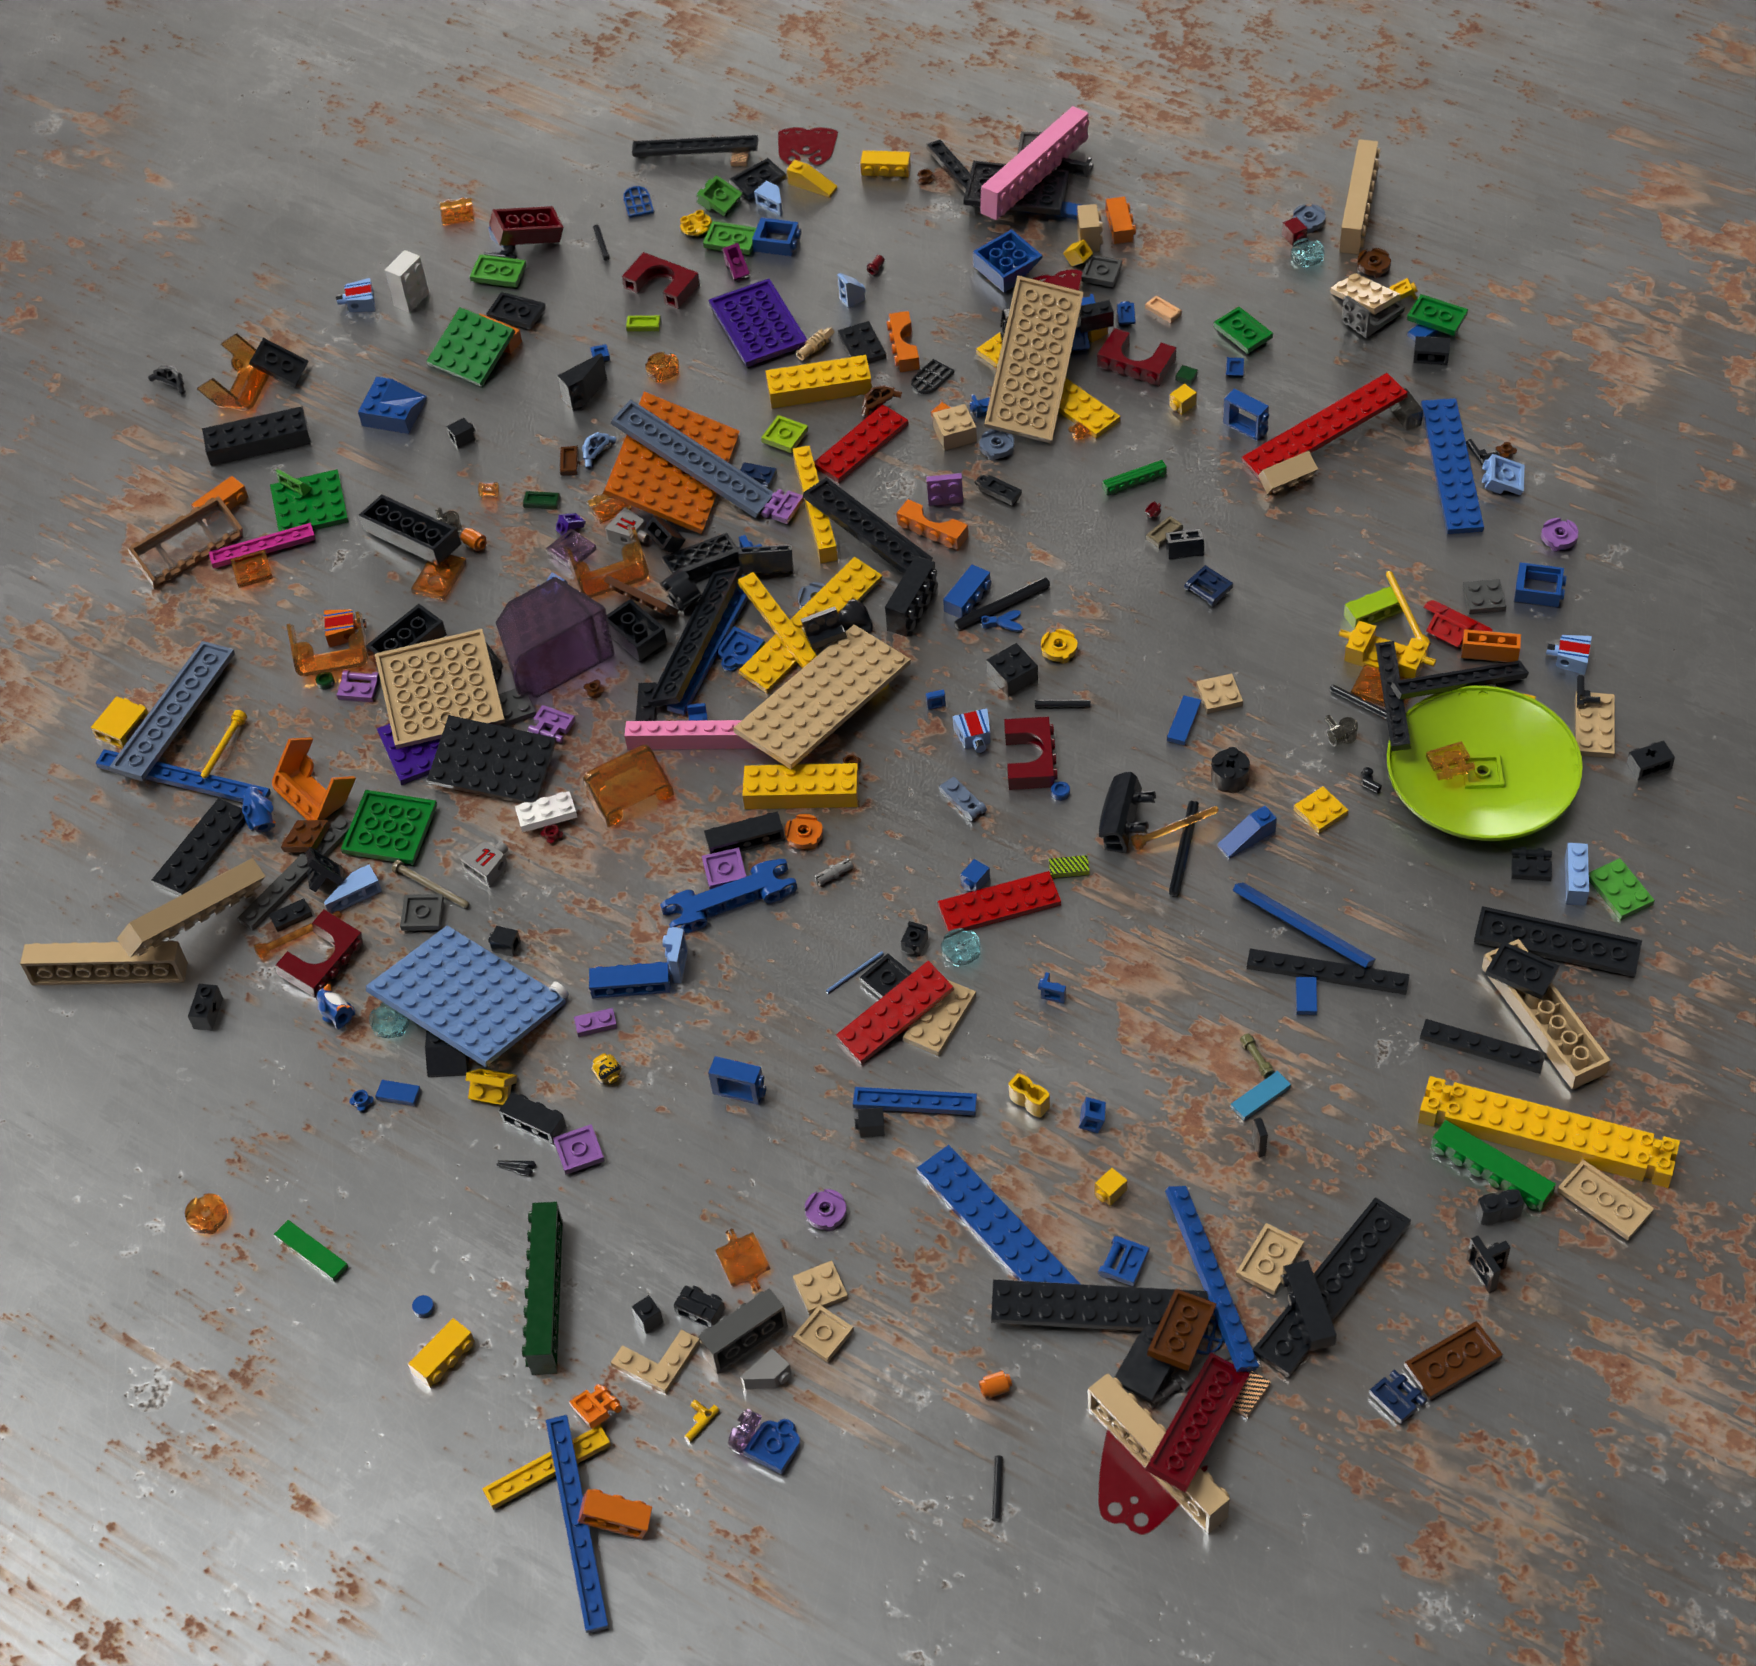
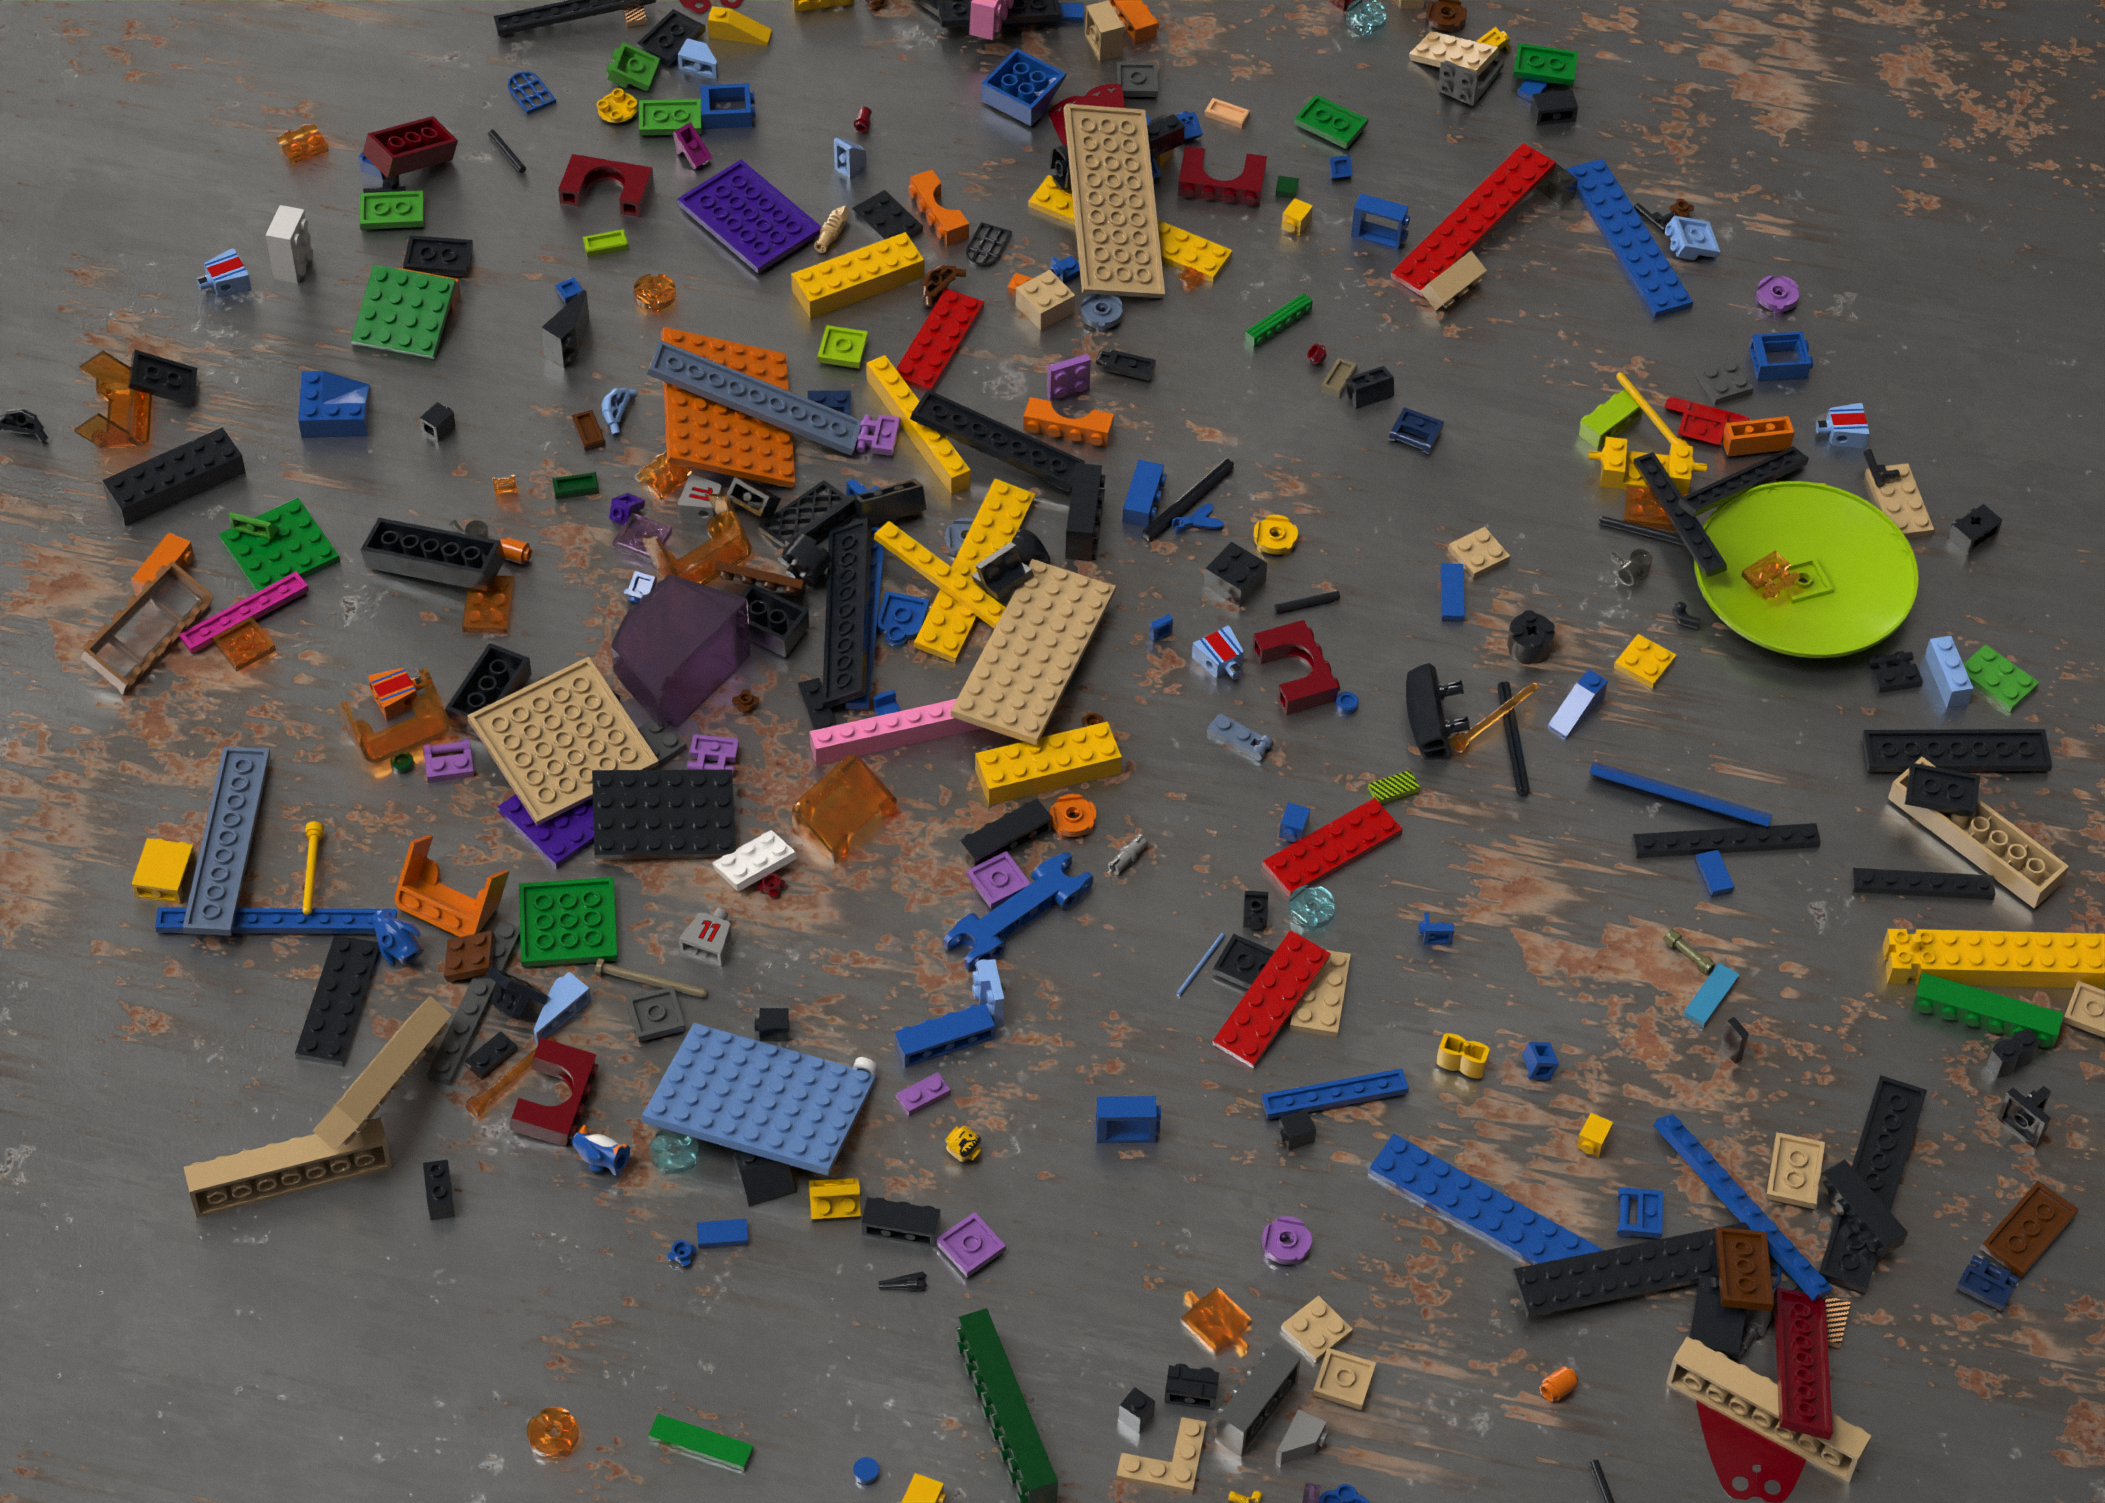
camera: 25 degrees left, 0 degrees up
(1077, 253) = (1102, 63): yellow brick -> none

